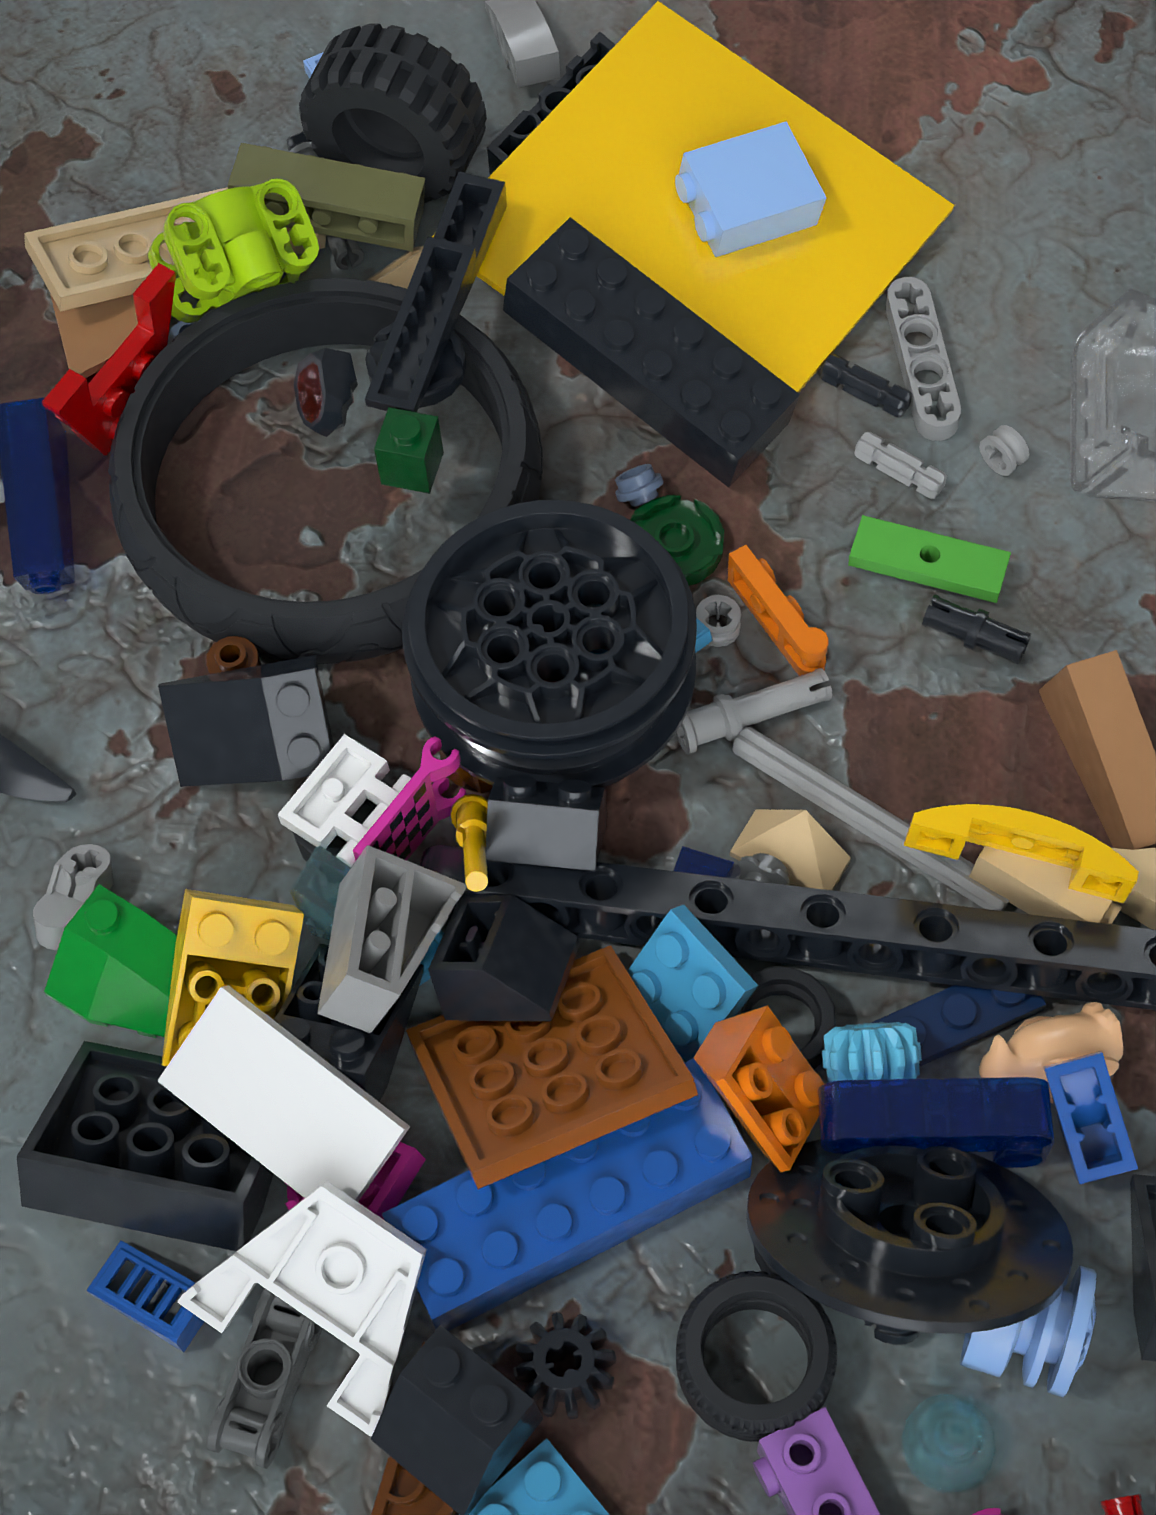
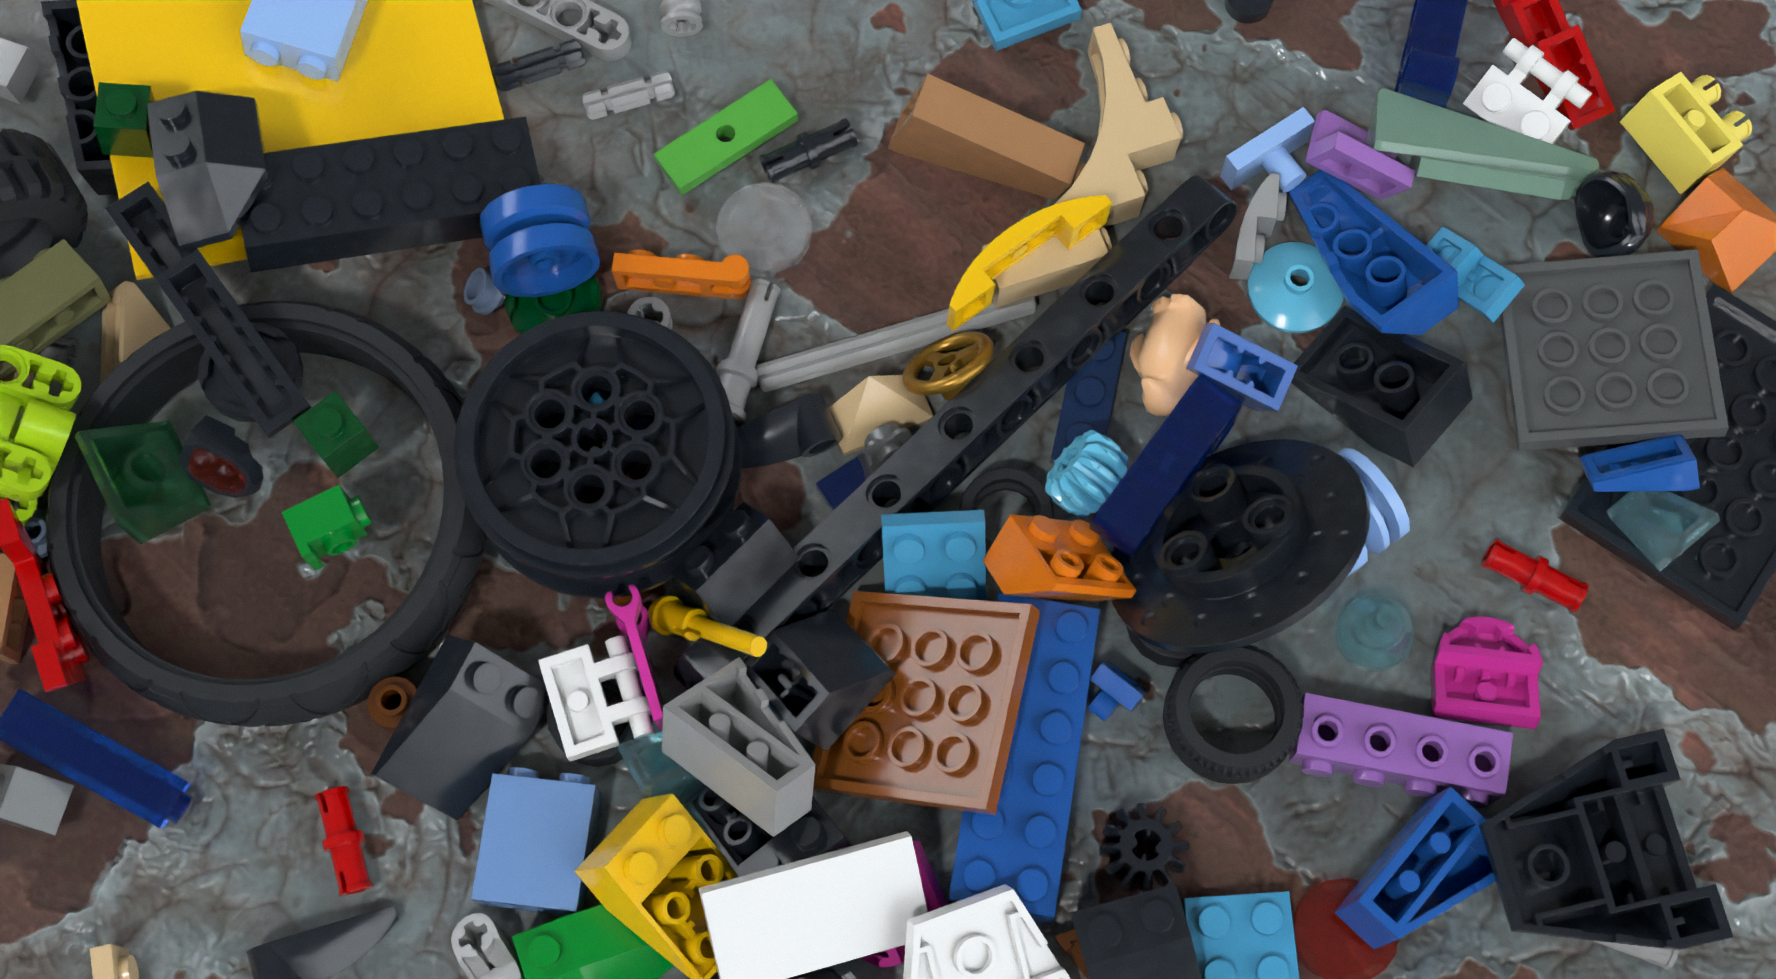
camera: 55 degrees left, 10 degrees up
(100, 715) = (343, 841): none -> red pin
(203, 846) = (535, 841): none -> medium blue brick
(262, 348) = (142, 477): none -> clear green slope
(329, 498) = (327, 524): none -> green brick
(544, 136) = (123, 119): none -> dark green brick
(550, 201) = (207, 162): none -> black wedge
(696, 1234) = (1116, 689): none -> blue tile
(702, 479) = (539, 240): none -> blue wheel
(709, 791) = (789, 432): none -> black piece
(876, 647) = (765, 227): none -> clear tile
(878, 872) = (952, 369): none -> pearl gold piece

